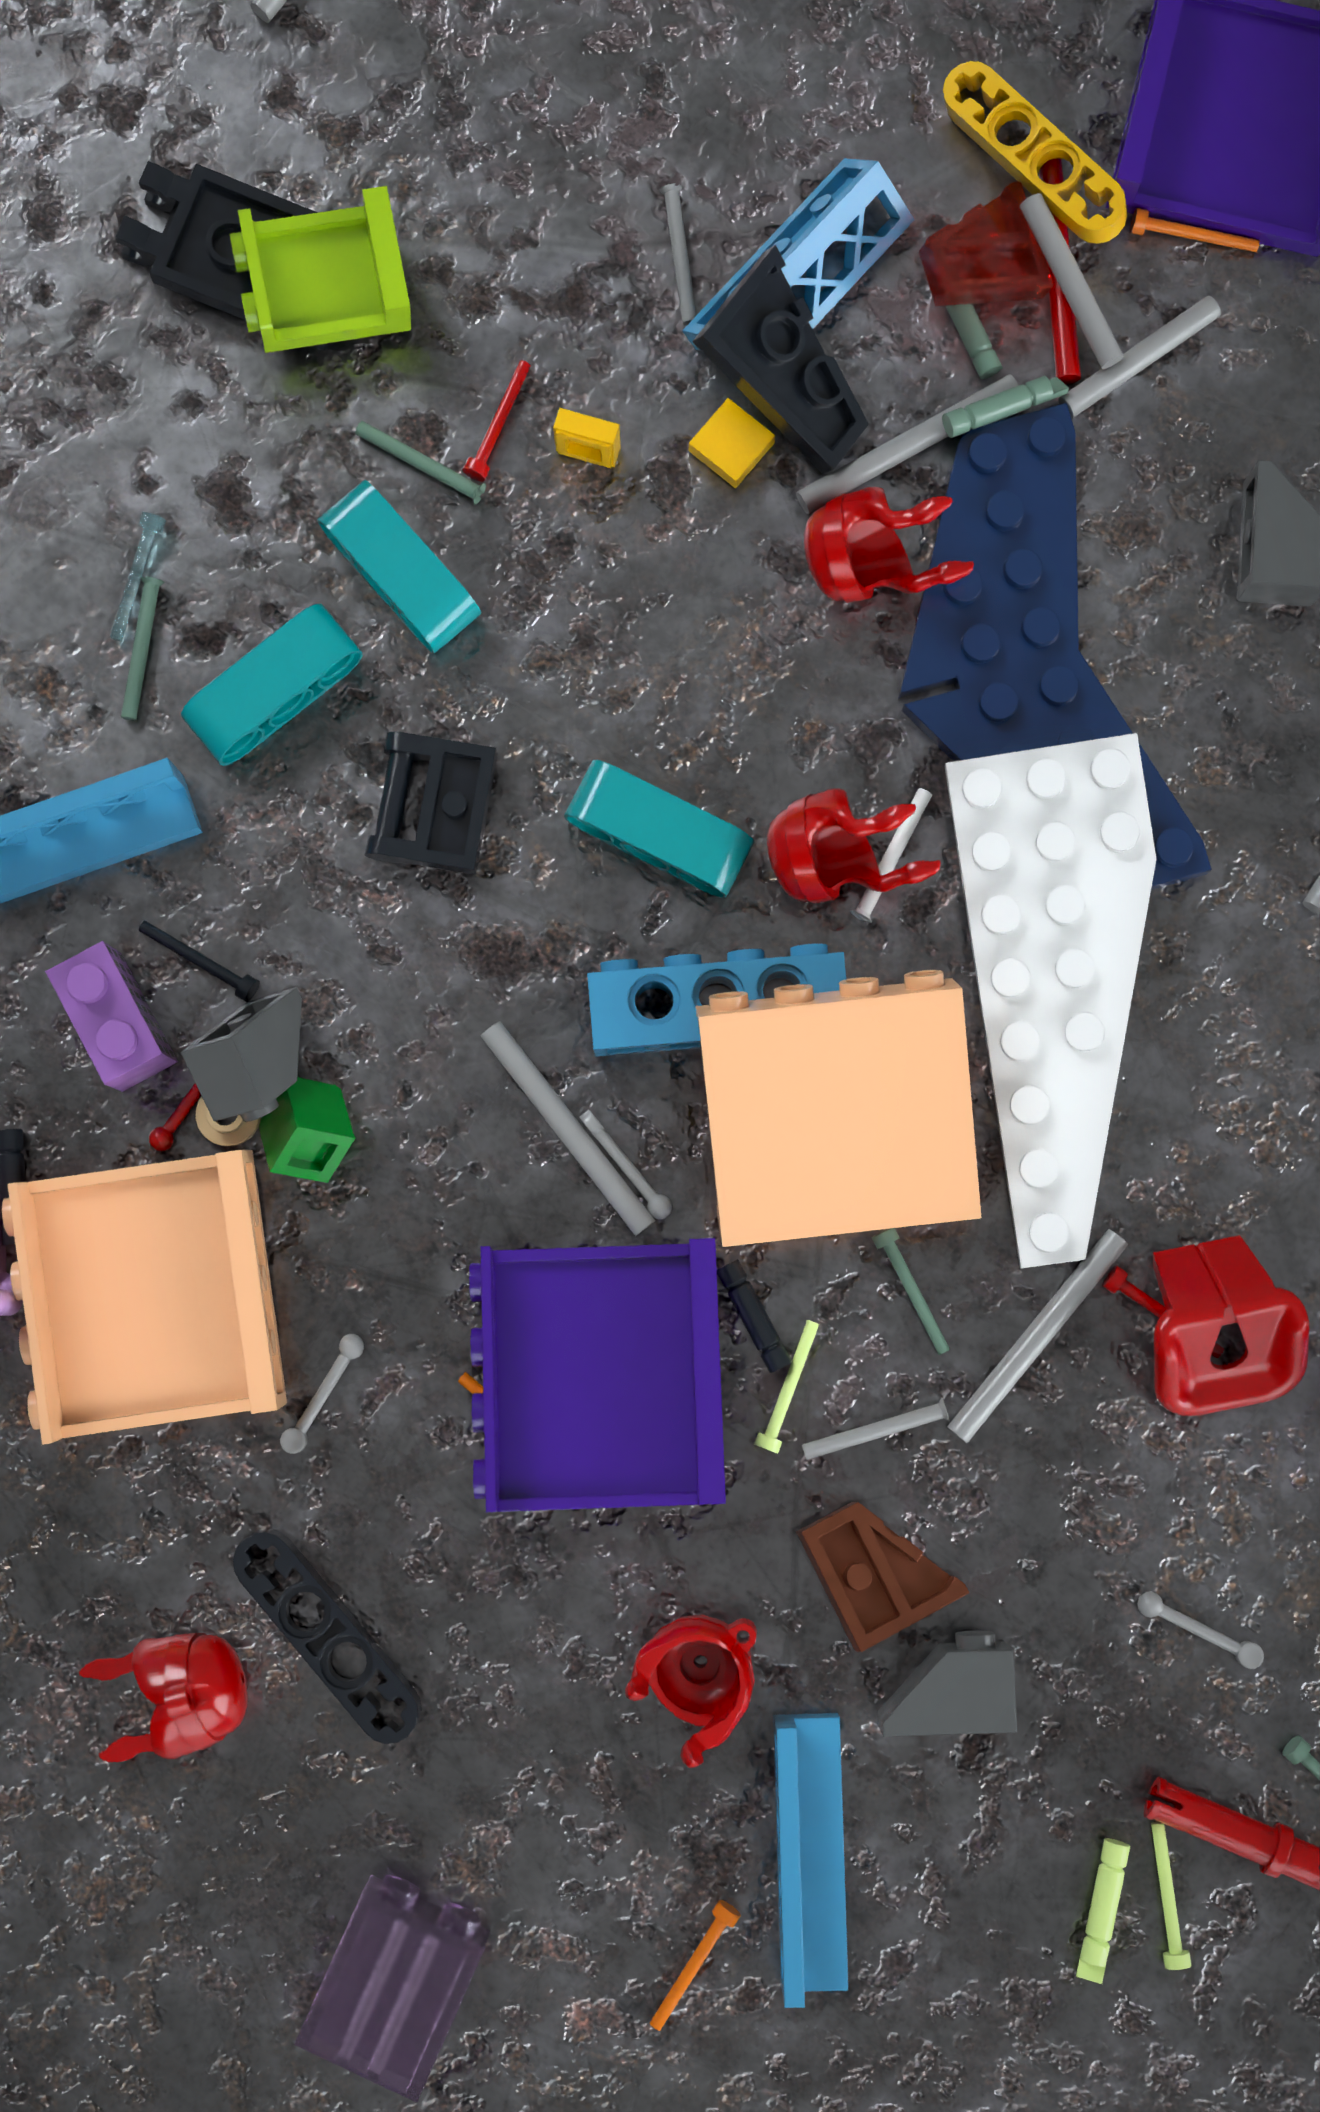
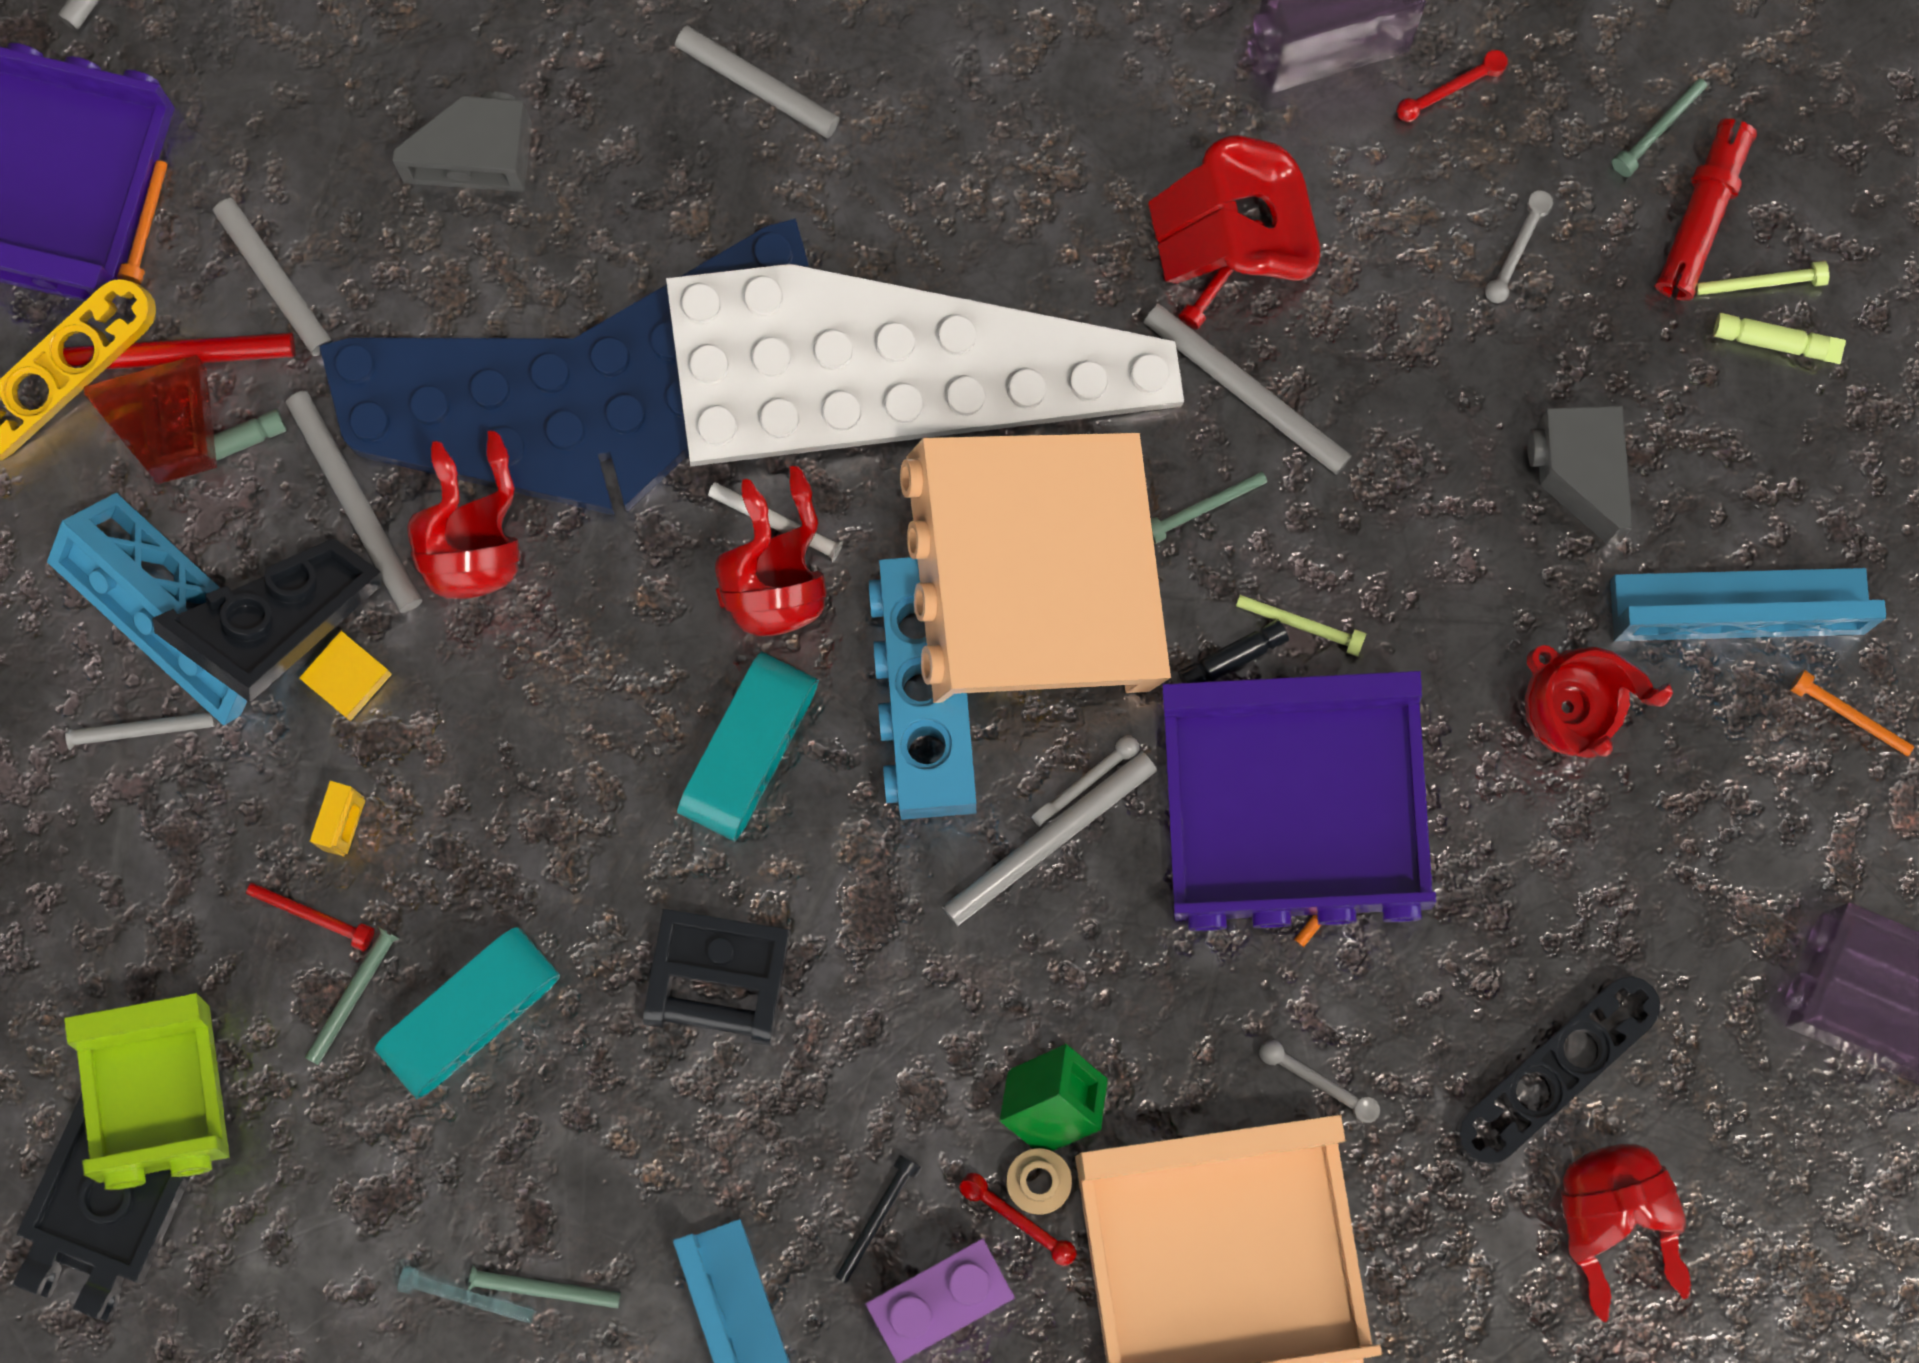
camera: 90 degrees left, 5 degrees down
(248, 1057) = (983, 1150): dark grey slope -> none
(271, 684) = (590, 1144): teal beam -> none
(874, 1575) = (1480, 541): copper wing -> none
(875, 1430) = (1341, 540): light grey piece -> none
(1002, 405) = (320, 406): sand green wheel -> none
(1071, 281) = (194, 337): light grey bar -> none

